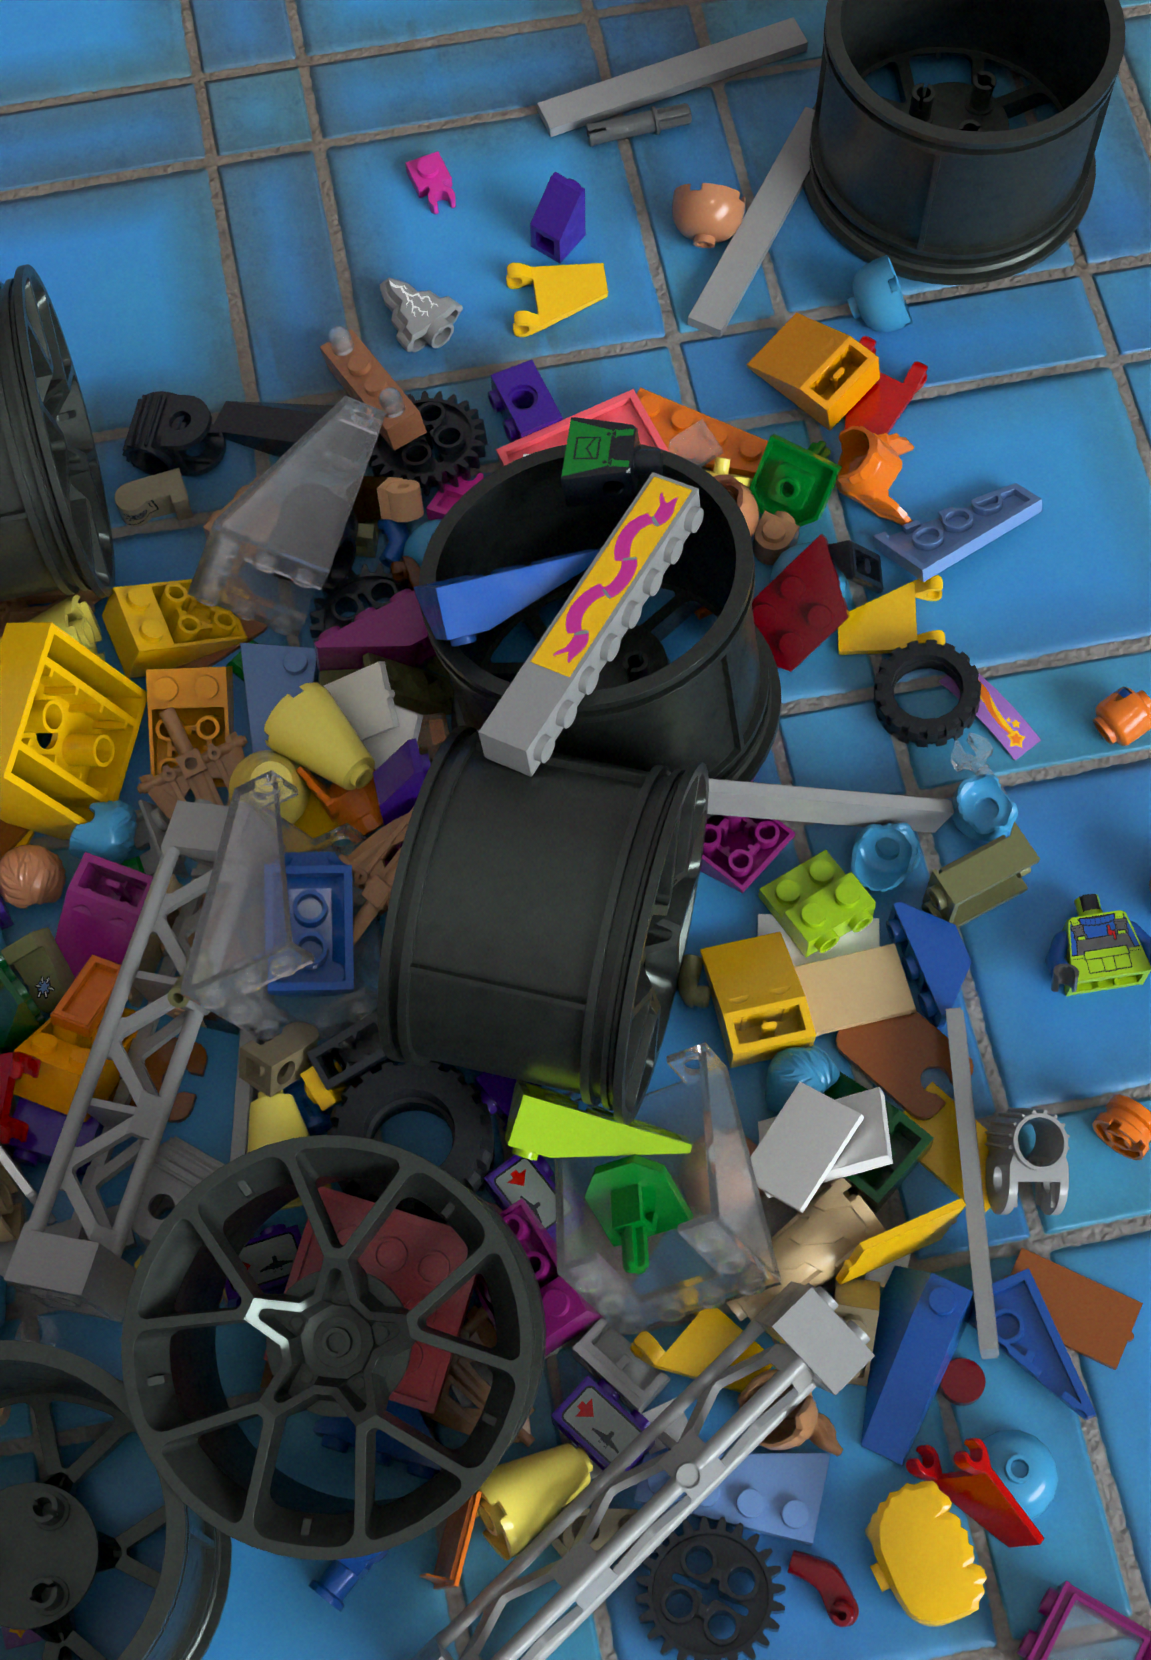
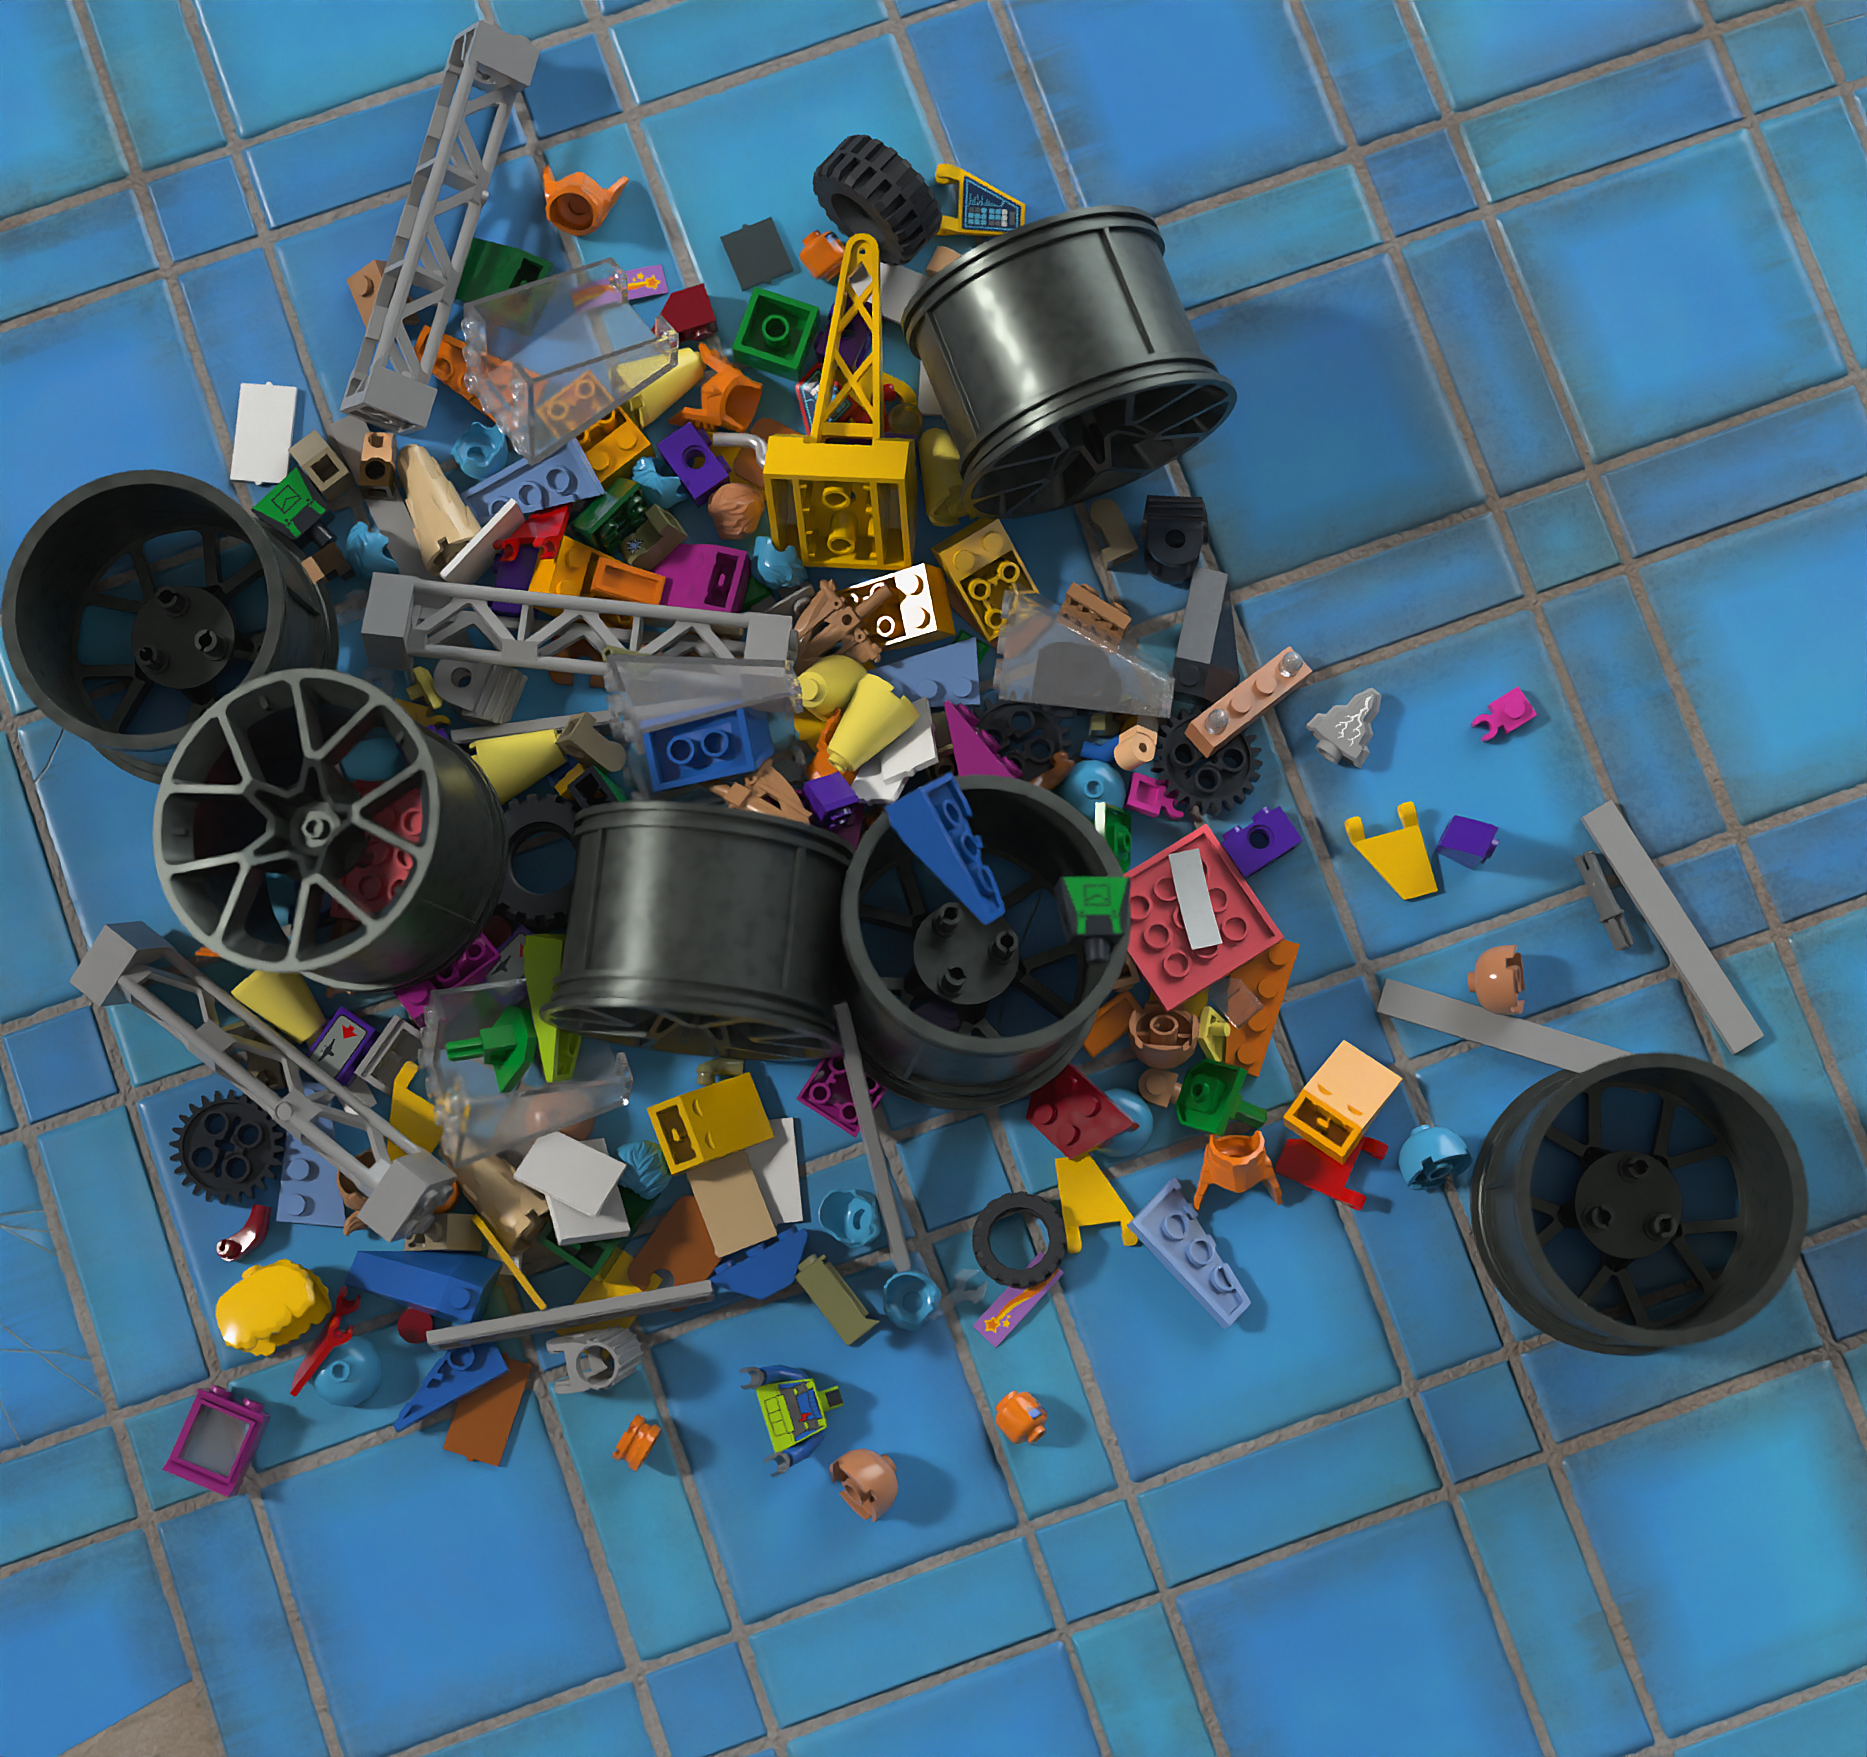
camera: 80 degrees right, 15 degrees up
(591, 625) = (920, 926): light grey brick -> none
(818, 903) = (804, 1165): lime plate -> none
(858, 564) = (1130, 1163): black slope -> none

